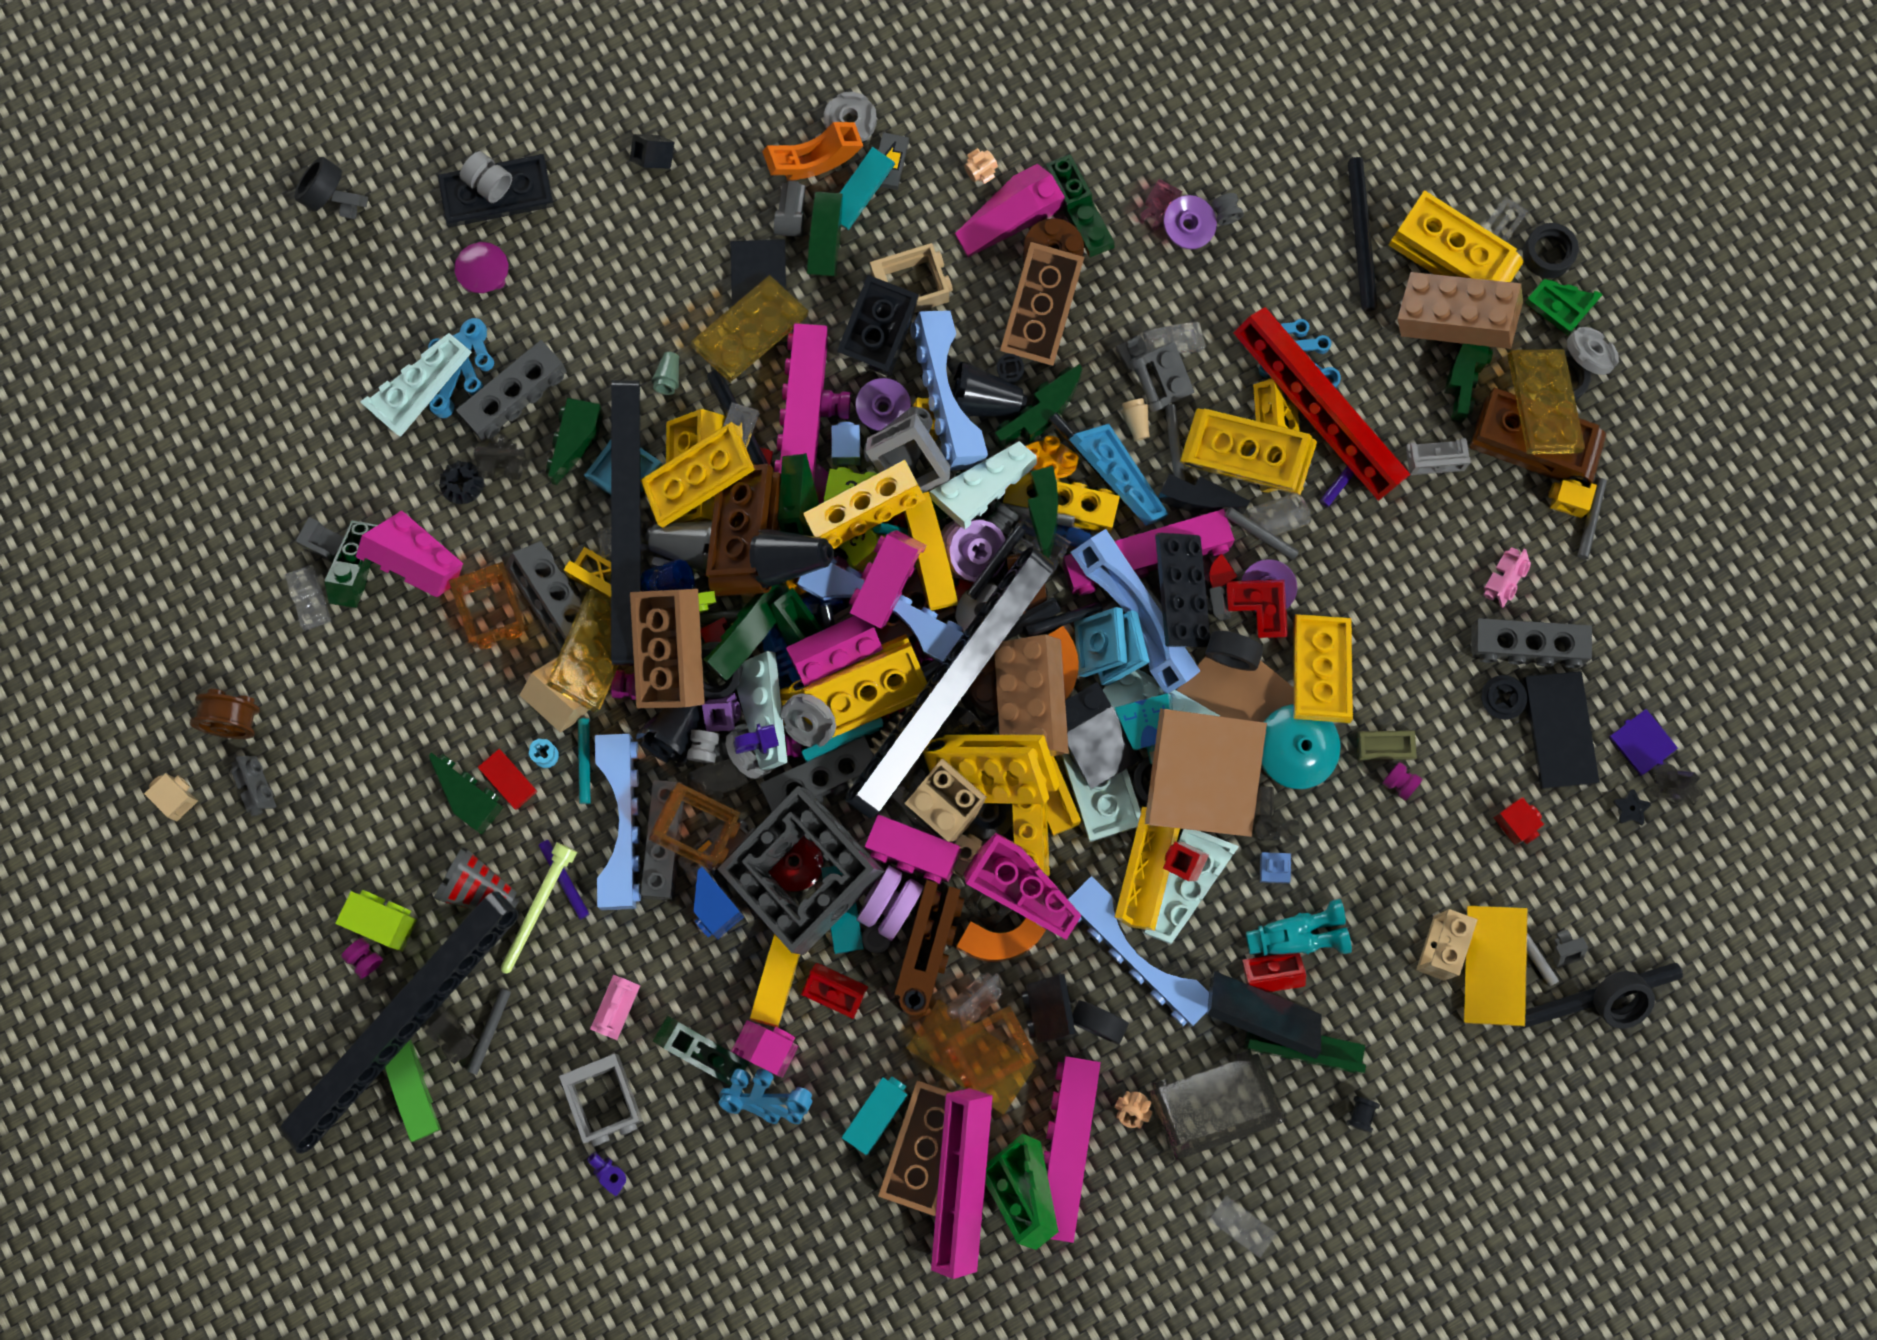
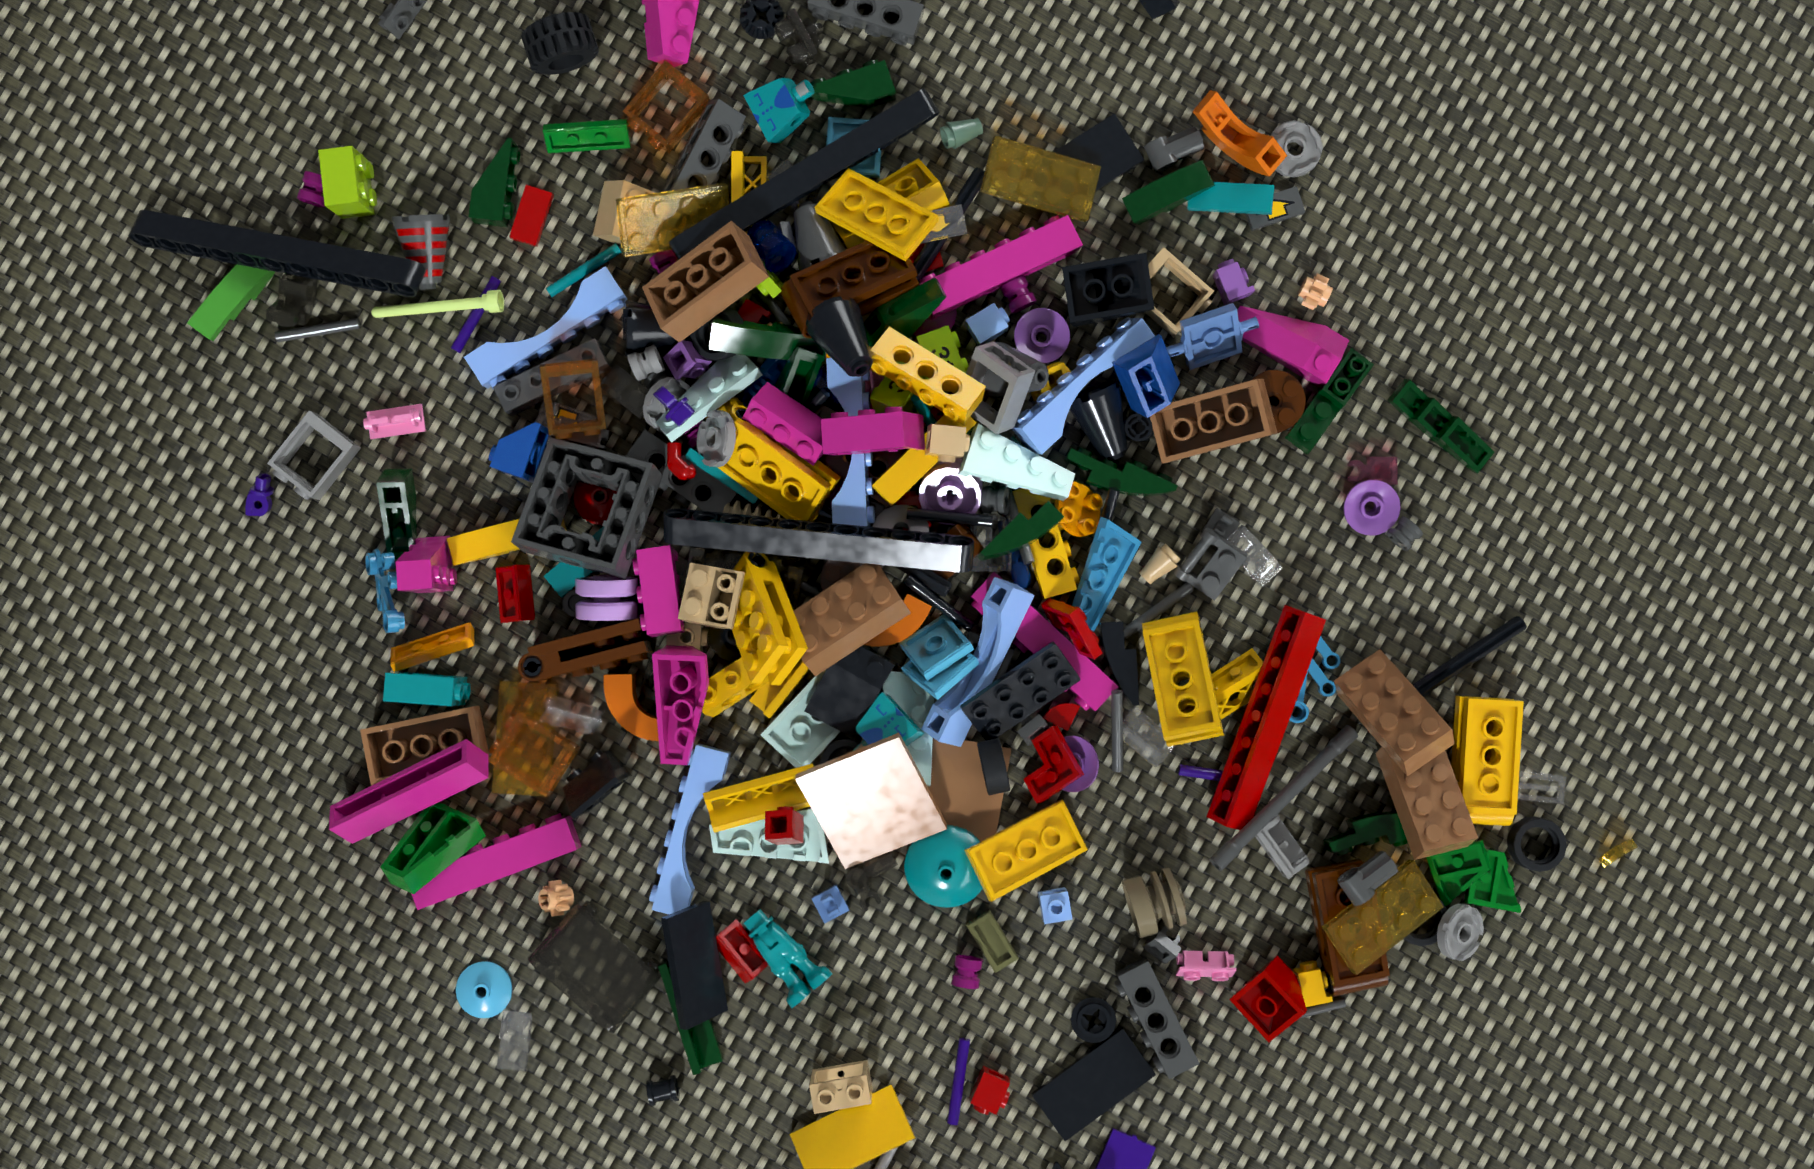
camera: 60 degrees right, 10 degrees up
(376, 661) = (559, 43): none -> black tyre
(469, 688) = (586, 136): none -> green tile
(535, 755) = (570, 240): medium azure bush -> none
(551, 507) = (780, 107): none -> teal torso
(810, 771) = (677, 464): none -> red arm
(839, 1091) = (432, 647): none -> light orange tile
(932, 227) = (1232, 282): none -> medium lavender brick
(932, 521) = (946, 442): none -> tan brick
(968, 267) = (1211, 336): none -> medium blue plate
(973, 335) = (1147, 377): none -> blue slope
(1099, 1022) = (609, 829): black tyre -> none
(1150, 510) = (1073, 620): none -> red plate
(1153, 132) = (1441, 426): none -> dark green slope
(1164, 1230) = (497, 986): none -> medium azure dish
(1375, 295) = (1394, 712): none -> medium nougat brick
(1385, 672) = (1055, 905): none -> light blue brick
(1417, 489) = (1232, 848): none -> dark grey piece
(1429, 584) = (1154, 902): none -> dark tan wheel
(1471, 602) = (1163, 947): none -> dark grey tile
(1496, 846) = (958, 1081): none -> dark purple bar
(1506, 399) = (1362, 881): none -> dark grey piece
(1538, 322) = (1458, 869): none -> green wing
(1567, 535) = (1271, 999): none -> red slope
(1593, 191) = (1617, 852): none -> clear yellow tile

